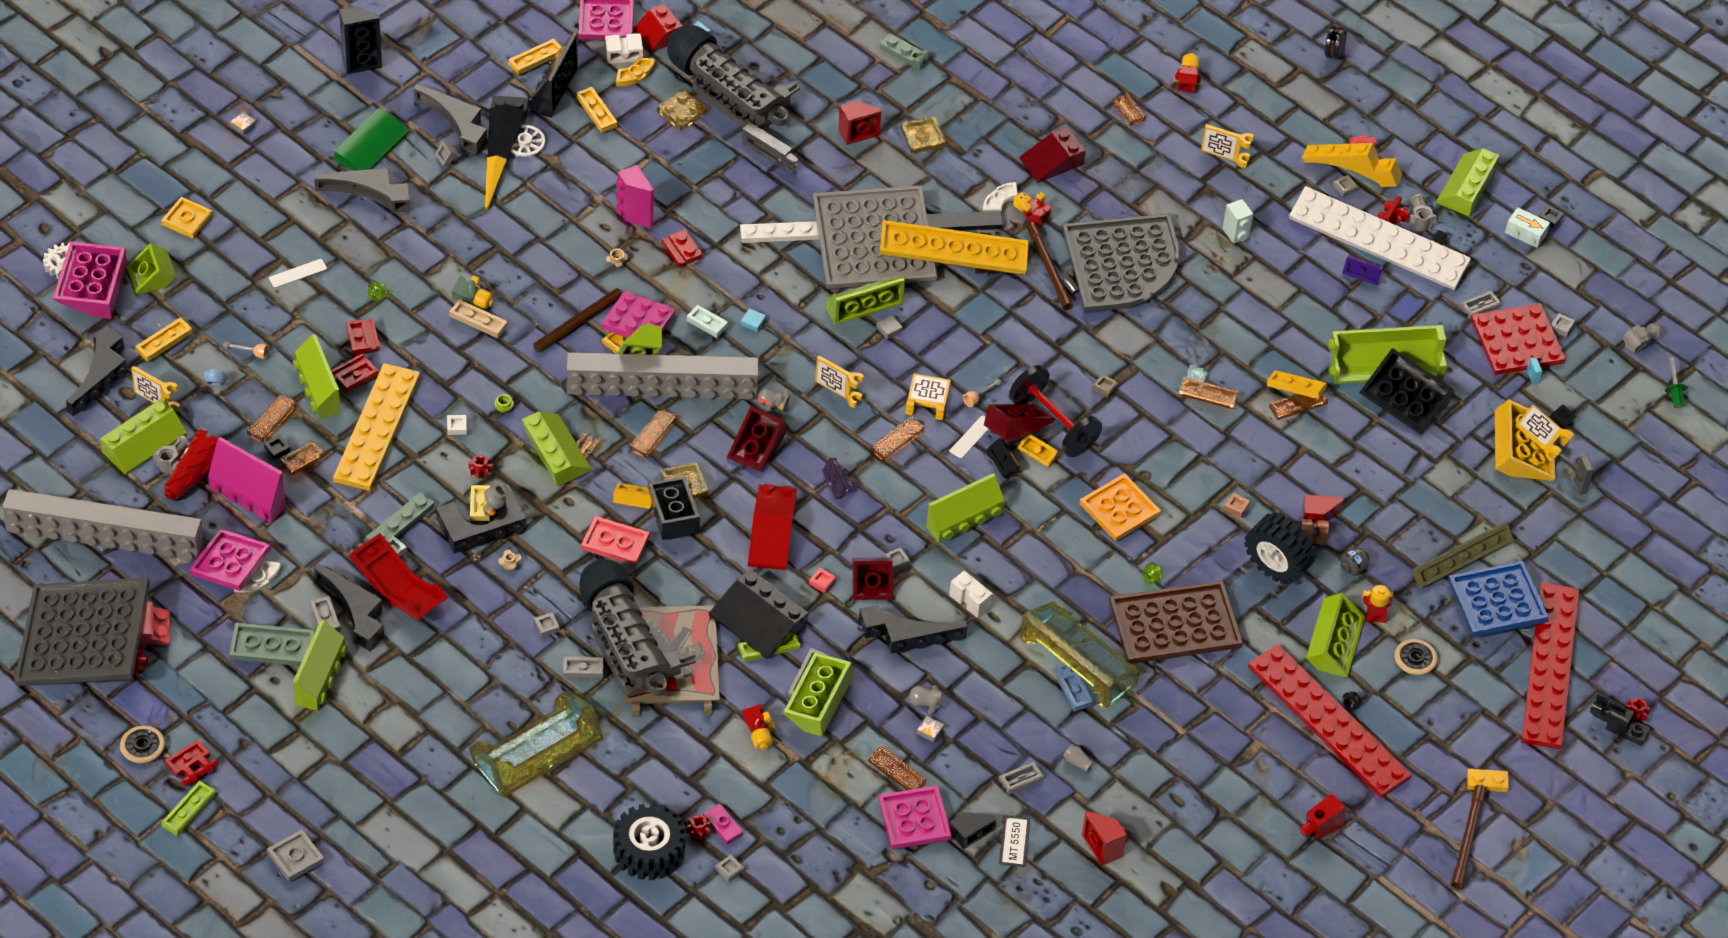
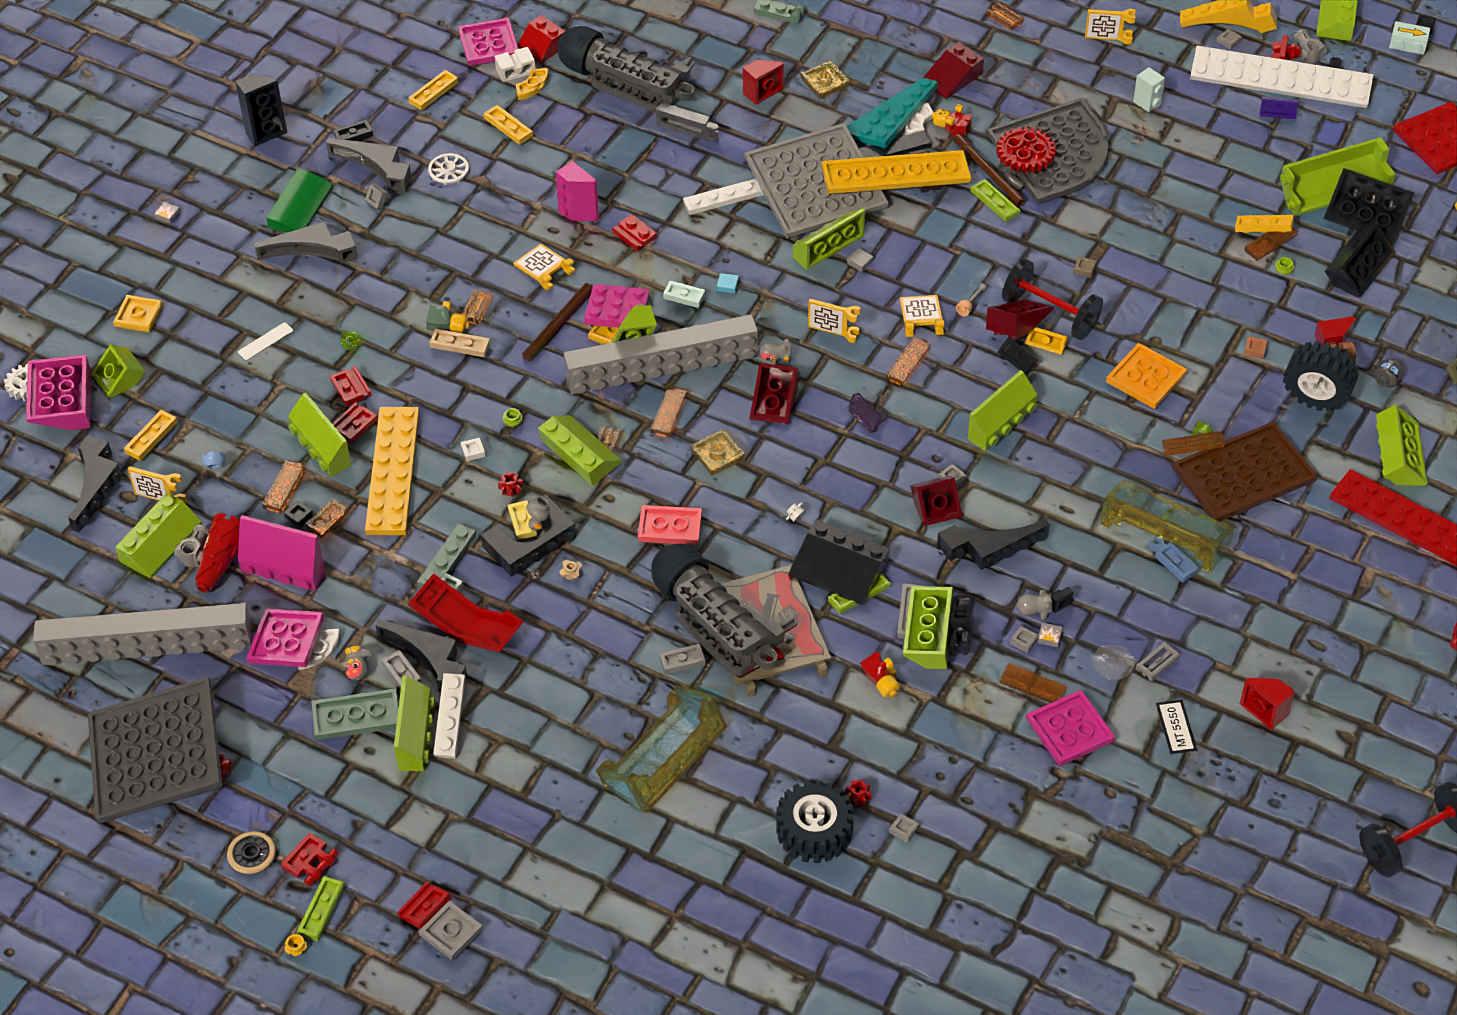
camera: 10 degrees left, 0 degrees up
(155, 626) = (229, 725): coral brick -> none
(156, 829) = (292, 940): none -> yellow plate
(260, 350) = (251, 423): hinge -> none
(279, 827) = (424, 905): none -> red plate
(286, 597) = (355, 662): none -> animal
(354, 666) = (449, 715): none -> white plate
(445, 82) = (354, 132): none -> black plate
(503, 284) = (487, 298): none -> clear orange tile
(505, 122) = (424, 154): black plate -> none
(546, 624) = (629, 625): light grey tile -> none
(556, 78) = (460, 104): black slope -> none
(582, 258) = (542, 263): none -> flag
(617, 257) = (576, 254): tan plate -> none
(632, 495) = (671, 476): yellow slope -> none
(674, 507) = (718, 478): black slope -> none
(681, 109) = (589, 107): clear yellow plate -> none
(723, 824) = (881, 783): dark pink plate -> none
(736, 557) = (795, 512): none -> white plate
(772, 527) = (821, 474): red windscreen -> none
(822, 580) = (887, 514): coral tile -> none
(849, 698) = (961, 623): none -> black plate
(904, 727) = (1024, 639): none -> light grey tile
(952, 699) = (1061, 599): none -> black plate
(968, 590) = (1039, 491): white brick -> none
(969, 190) = (889, 118): none -> teal wing
(969, 438) = (976, 344): white sticker -> none
(971, 827) = (1130, 724): black slope -> none
(980, 774) = (1113, 668): none -> clear dish
(1044, 298) = (995, 200): none -> lime tile
(1077, 757) = (1206, 627): light grey cone -> none
(1090, 254) = (1025, 150): none -> red gear
(1136, 583) = (1193, 443): none -> clear orange tile
(1197, 373) = (1166, 238): clear light blue tile -> none
(1207, 393) = (1184, 250): clear orange plate -> none
(1300, 431) = (1284, 265): none -> lime plate
(1351, 700) = (1443, 509): black plate -> none
(1377, 444) = (1360, 260): none -> black slope
(1377, 603) = (1429, 410): piece -> none
(1482, 306) = (1399, 116): light grey tile -> none

